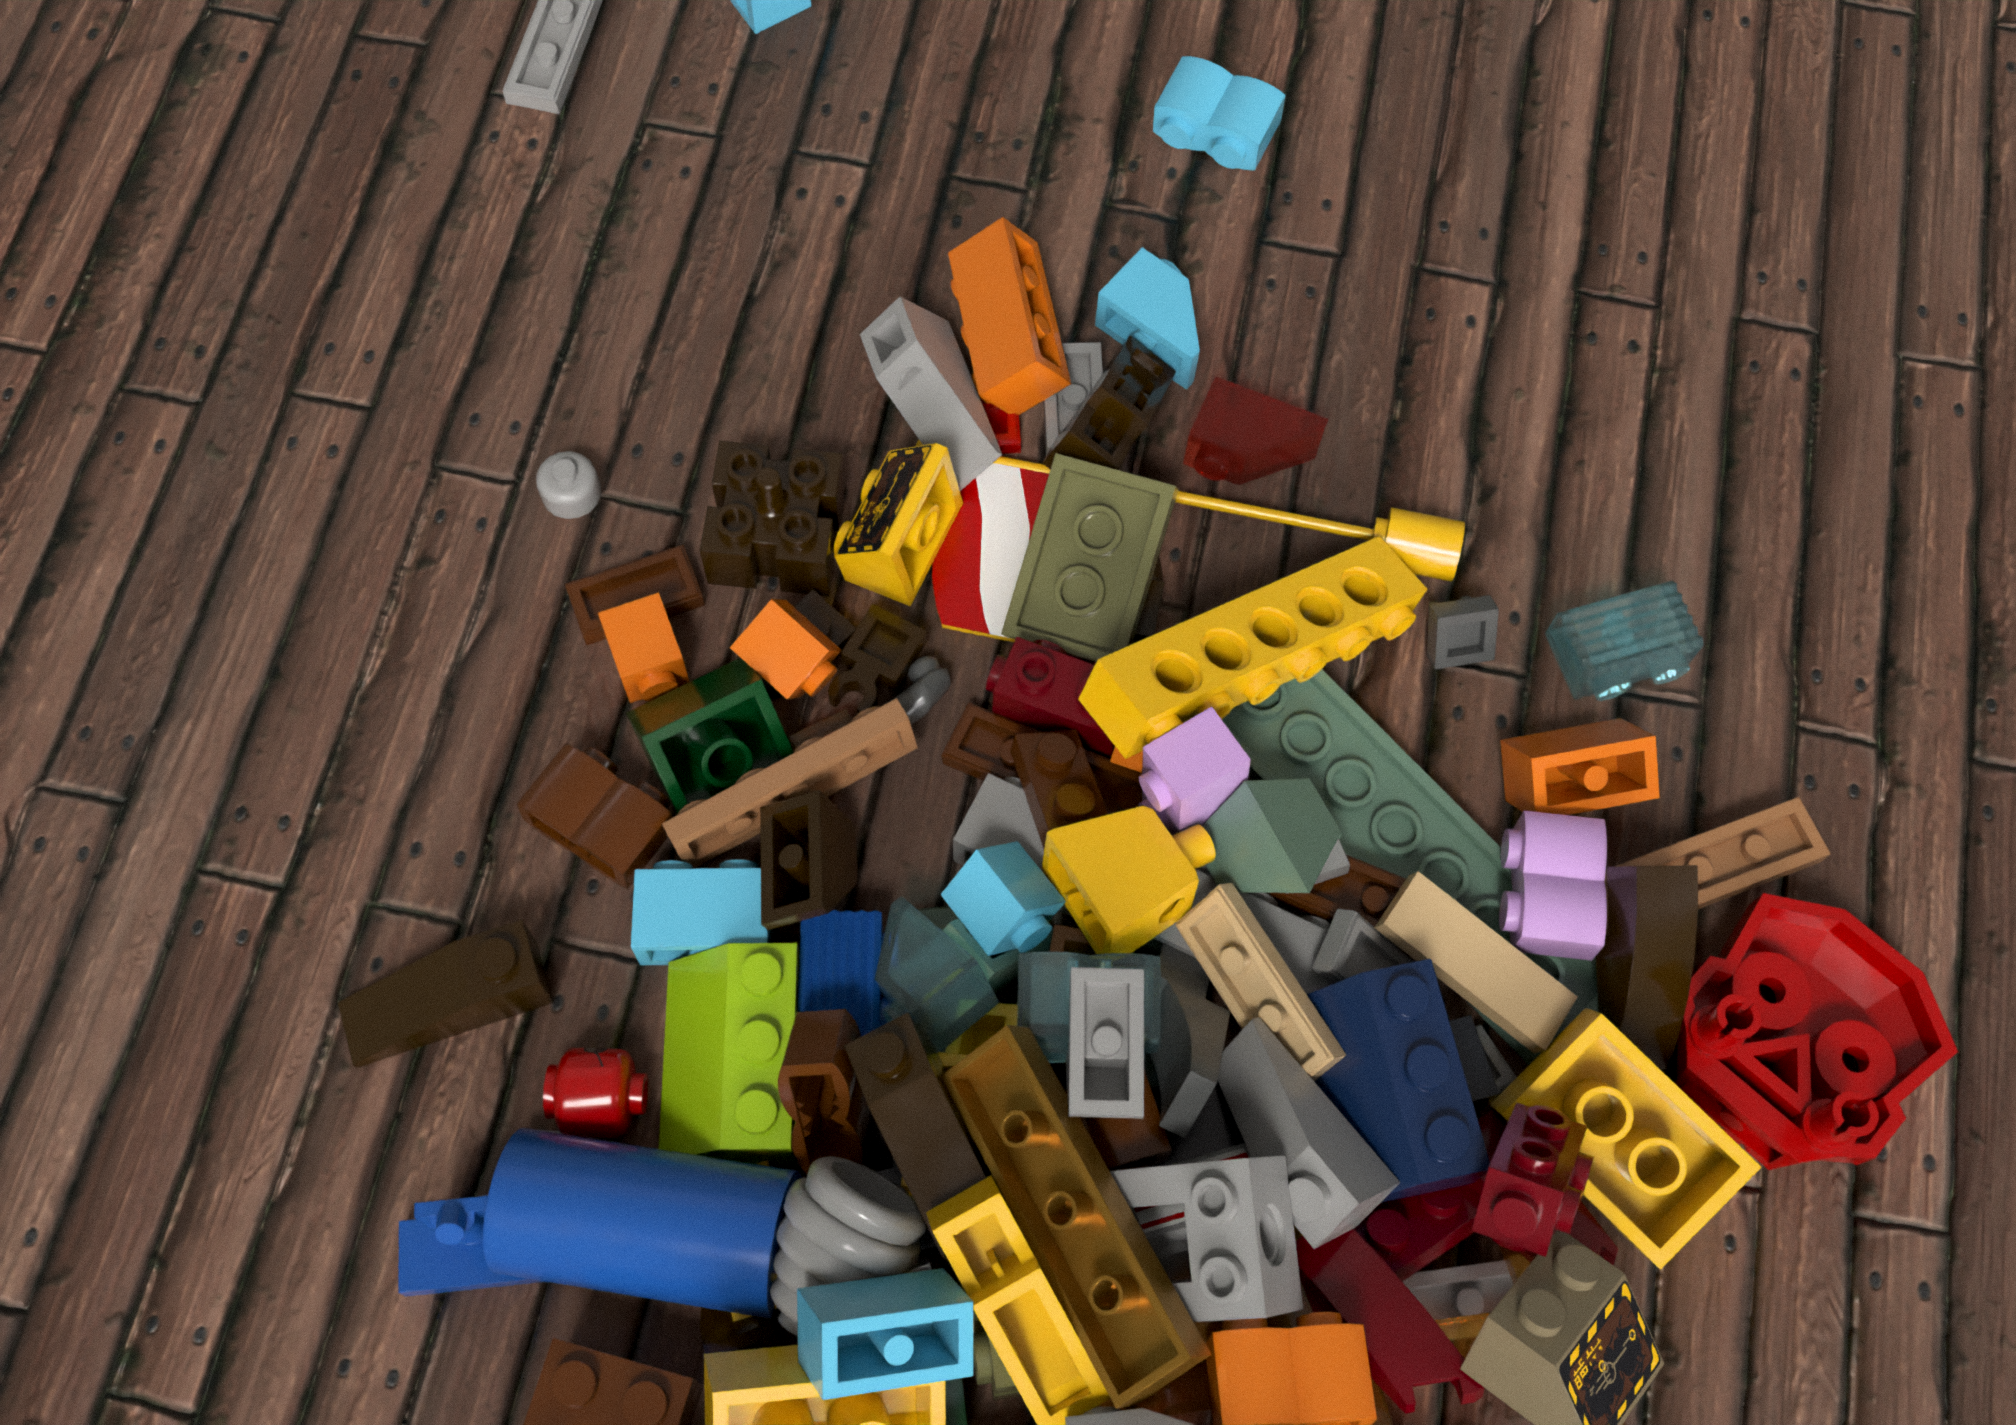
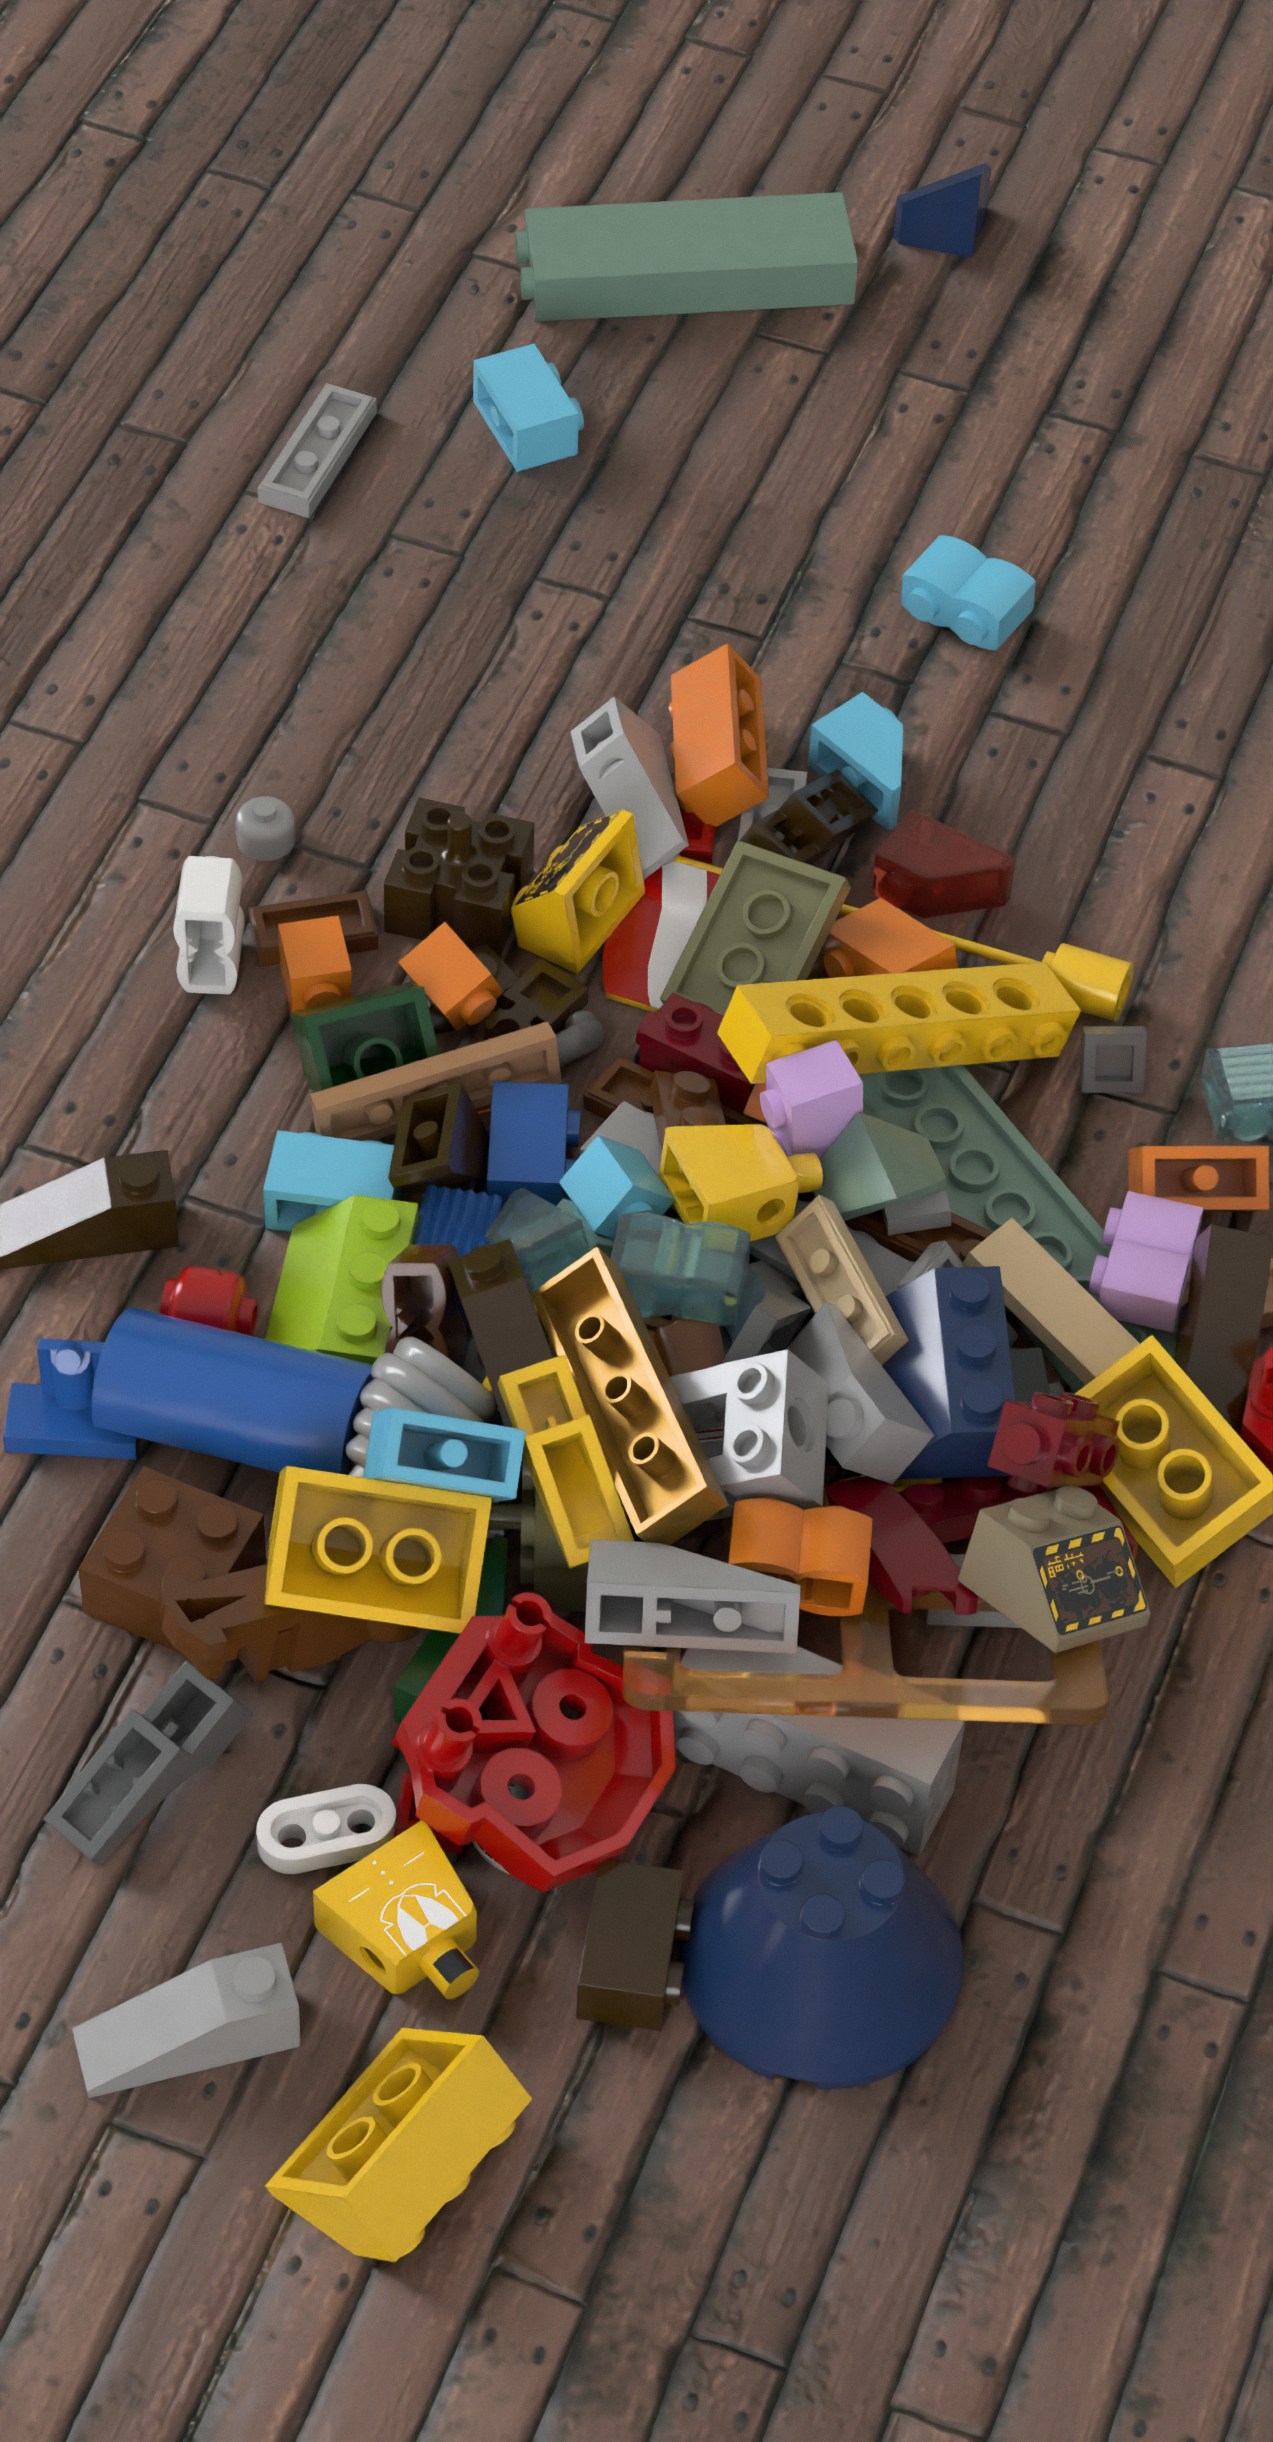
camera: 10 degrees right, 15 degrees down
(525, 623) = (209, 925): none -> white brick
(596, 813) = (245, 1092): reddish brown brick -> none
(898, 836) = (530, 1139): none -> blue brick
(1105, 1043) = (684, 1270): light grey slope -> none
(1223, 549) = (884, 942): none -> orange brick

